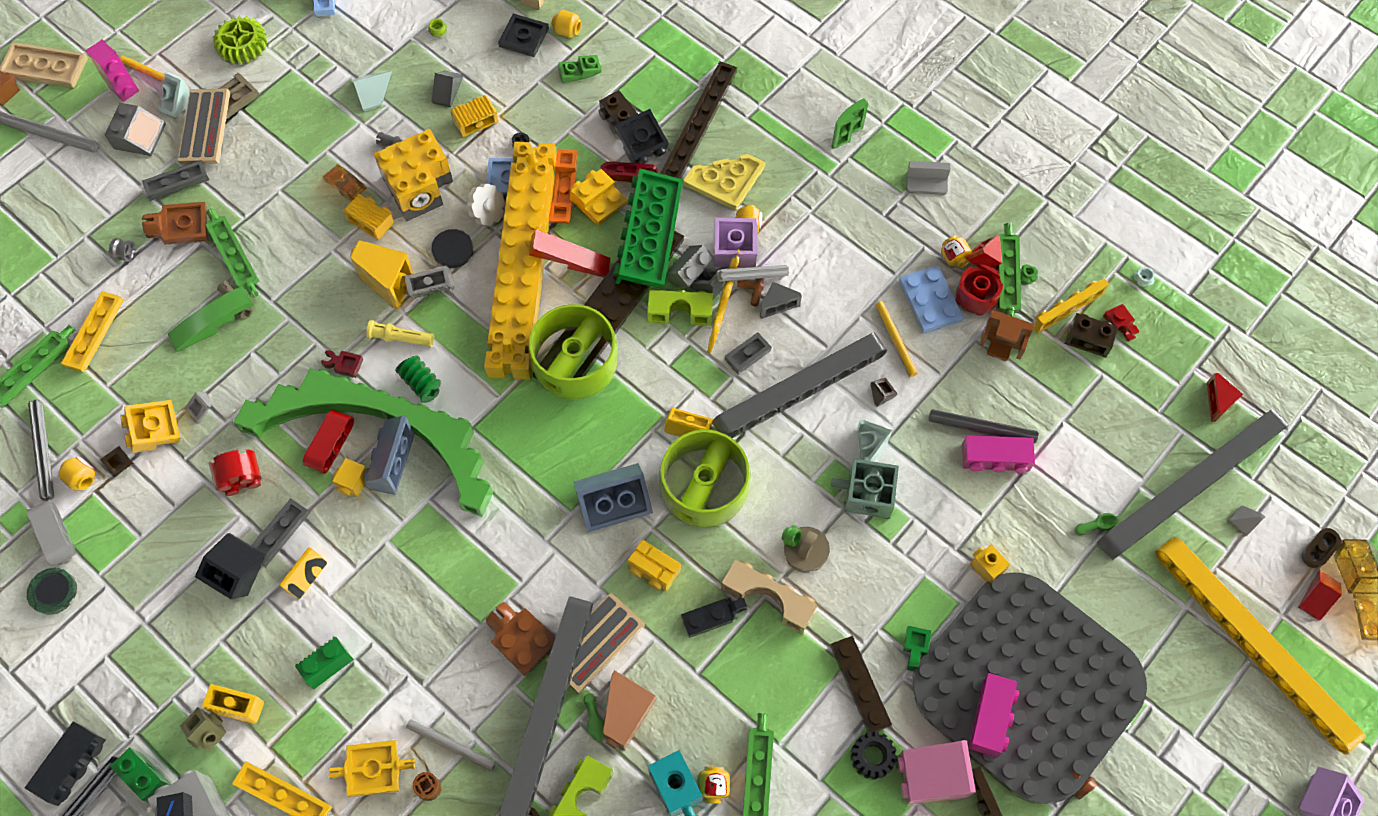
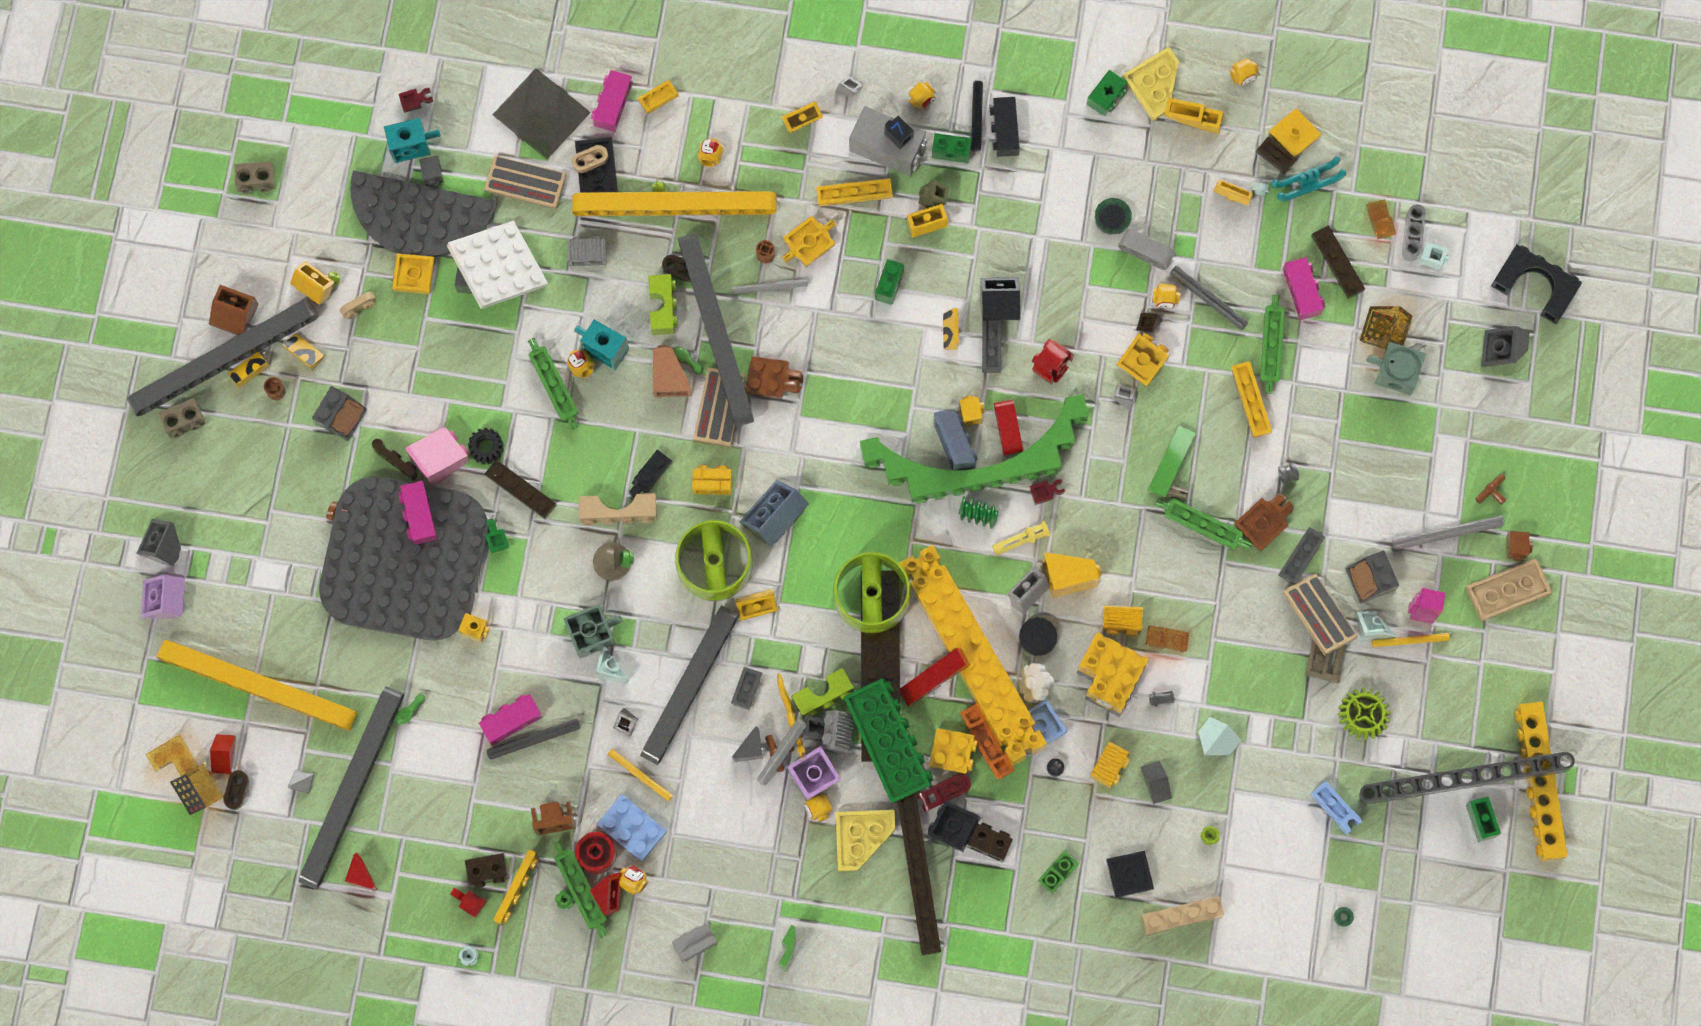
camera: 150 degrees right, 10 degrees up
(566, 24) = (1101, 909): yellow head -> none

